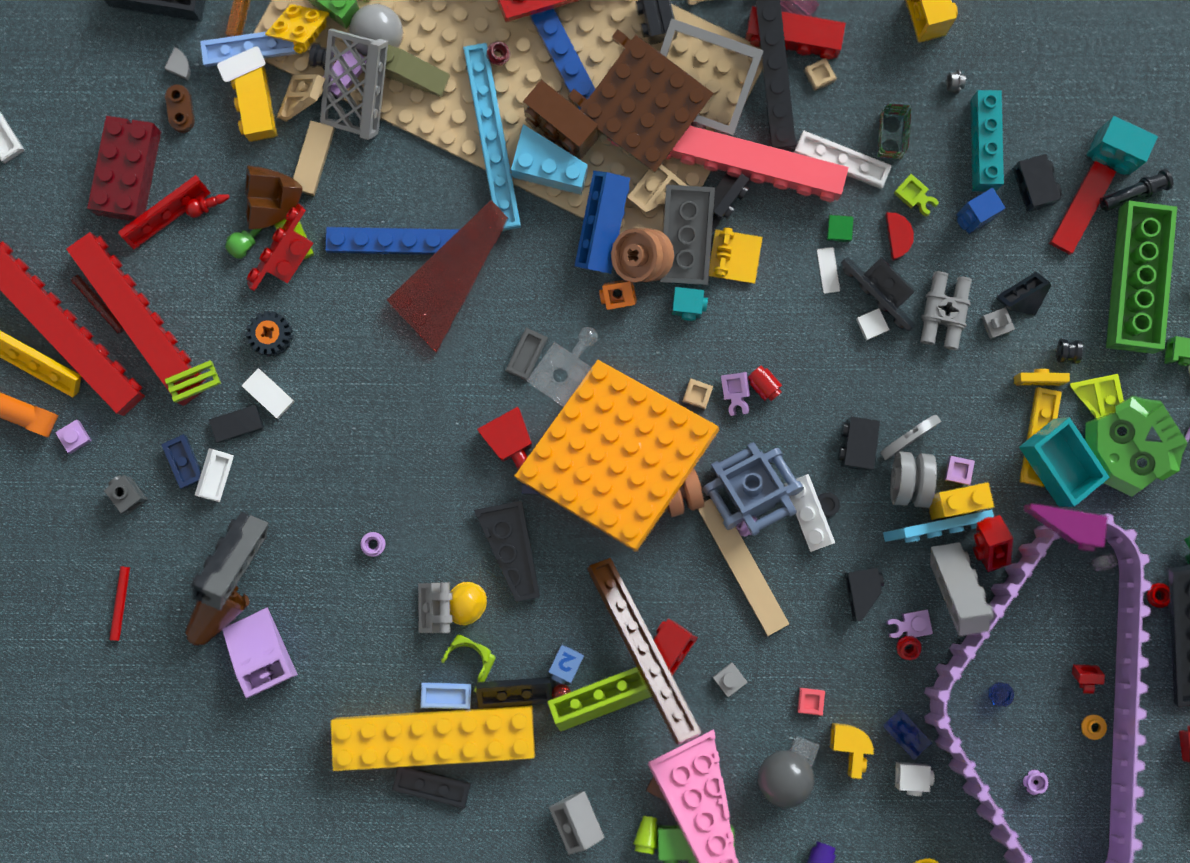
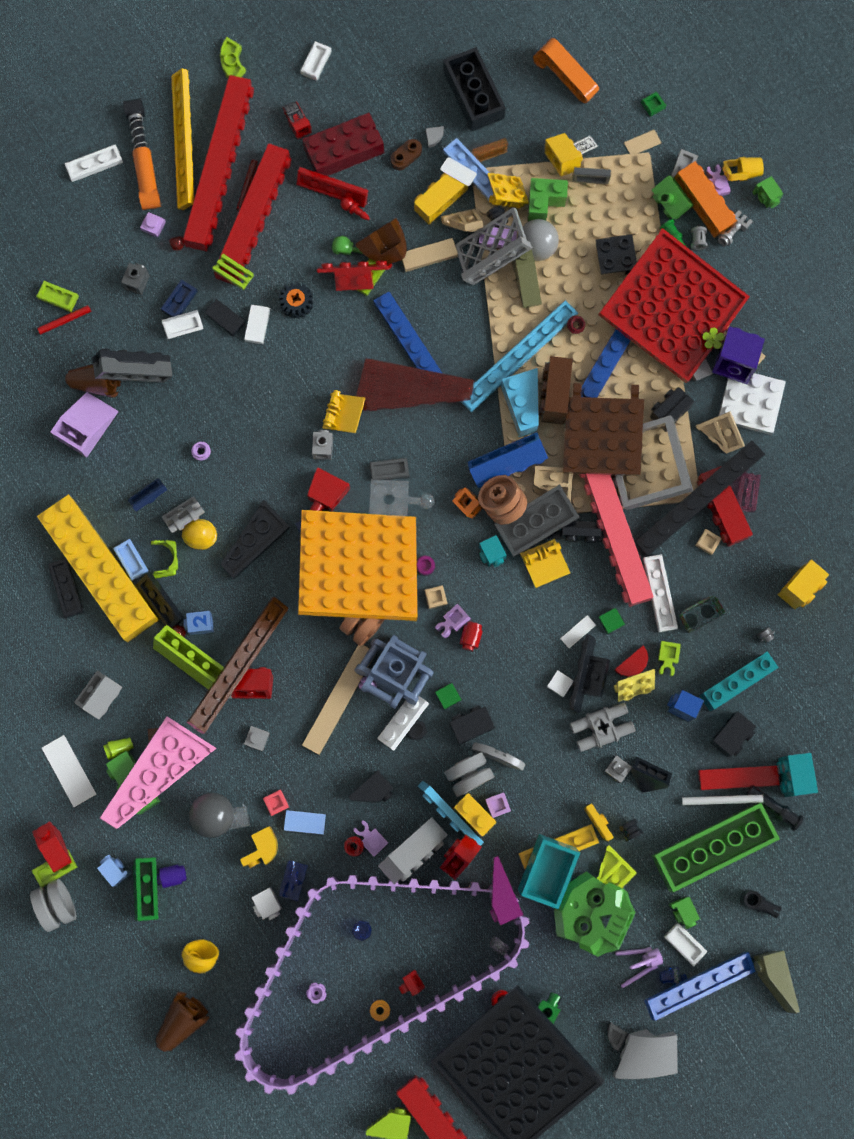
camera: 55 degrees right, 5 degrees down
(58, 200) = (297, 120): none -> red leg
(87, 594) = (57, 296): none -> lime plate
(114, 422) = (177, 243): none -> clear red hinge
(385, 633) = (147, 494): none -> dark blue plate
(432, 362) = (343, 412): none -> yellow hinge
(453, 408) = (322, 445): none -> light grey brick
(657, 381) = (425, 565): none -> magenta tile
(812, 448) = (448, 696): none -> green tile
(850, 683) = (304, 822): none -> light blue tile
(925, 240) = (635, 685): none -> light yellow hinge
(1098, 237) = (722, 800): none -> white bar

